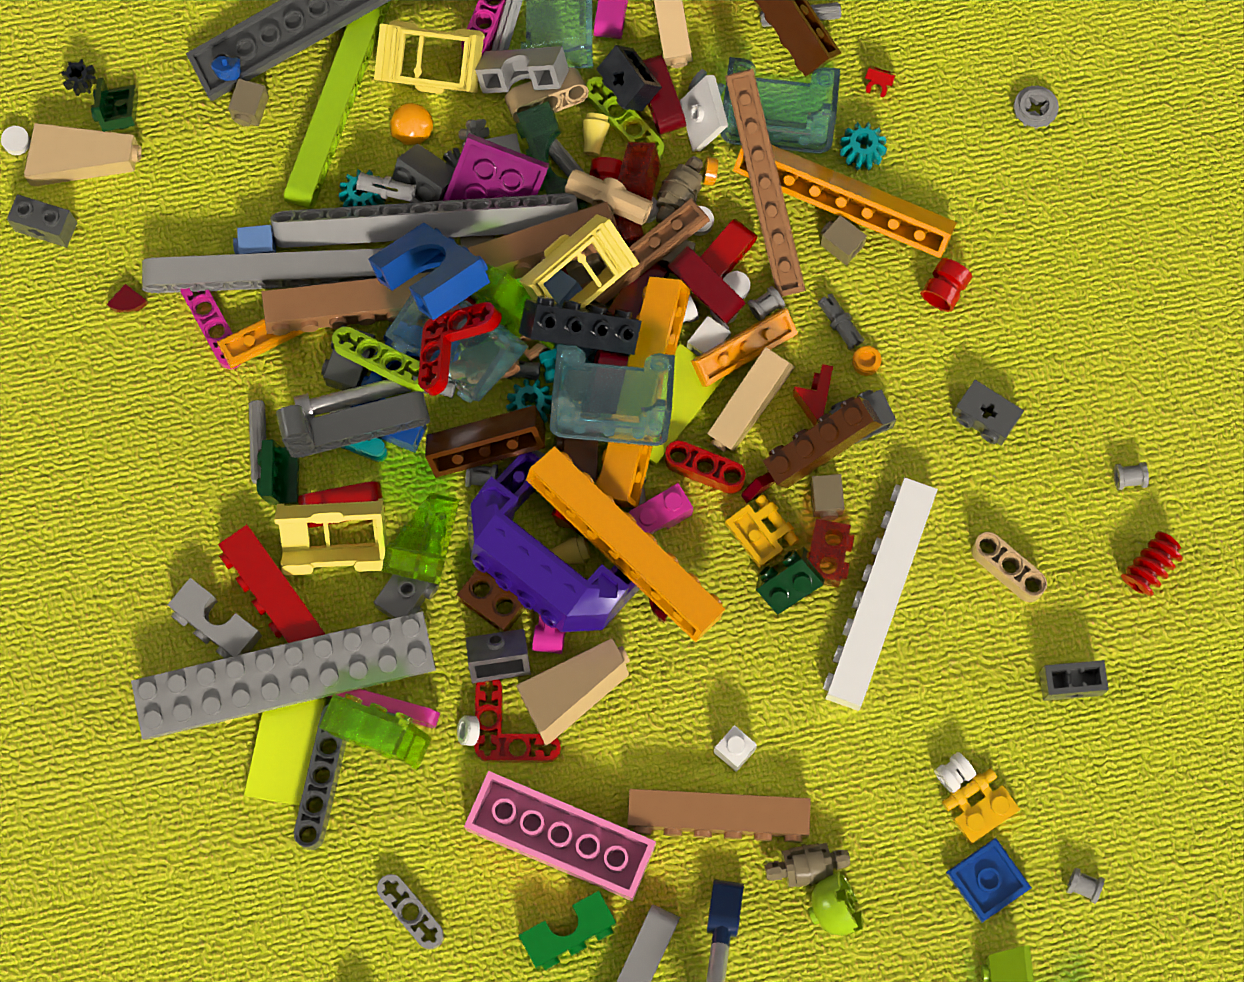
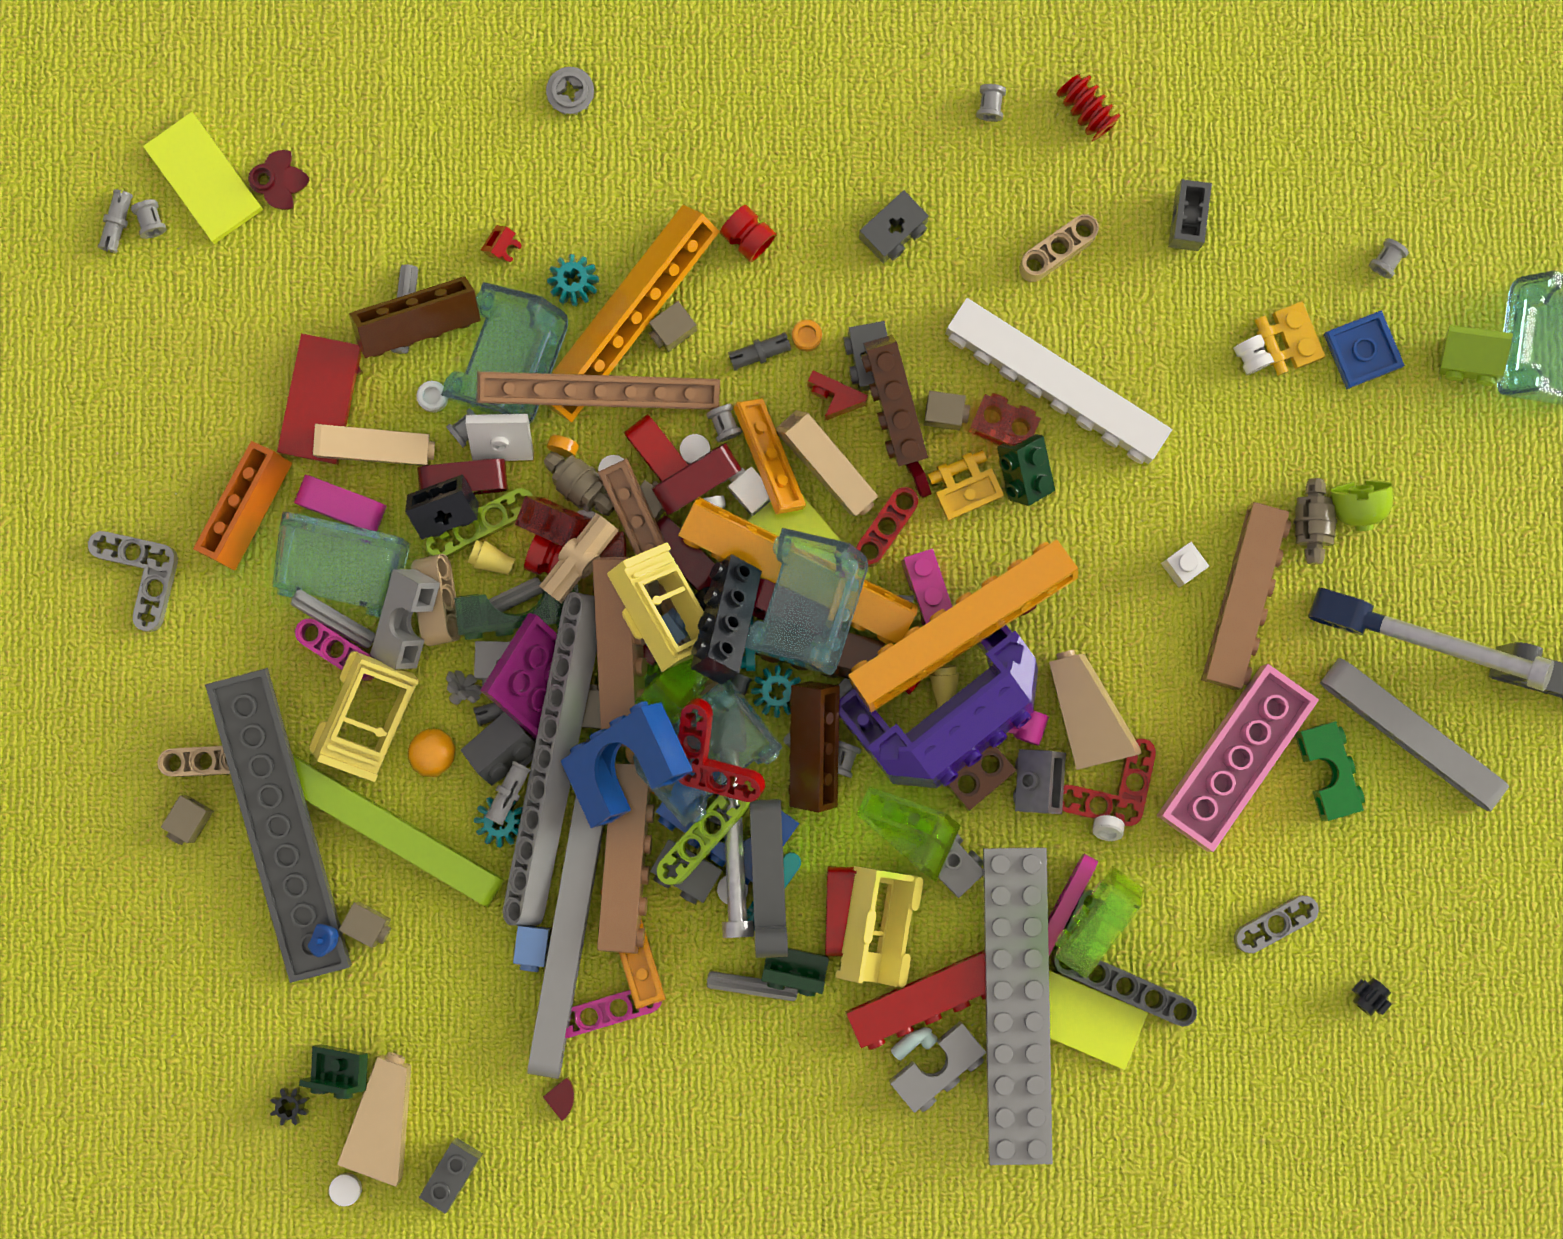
camera: 80 degrees left, 10 degrees up
(234, 592) = (912, 1040): none -> light aqua arm
(724, 51) = (430, 396): none -> white tile

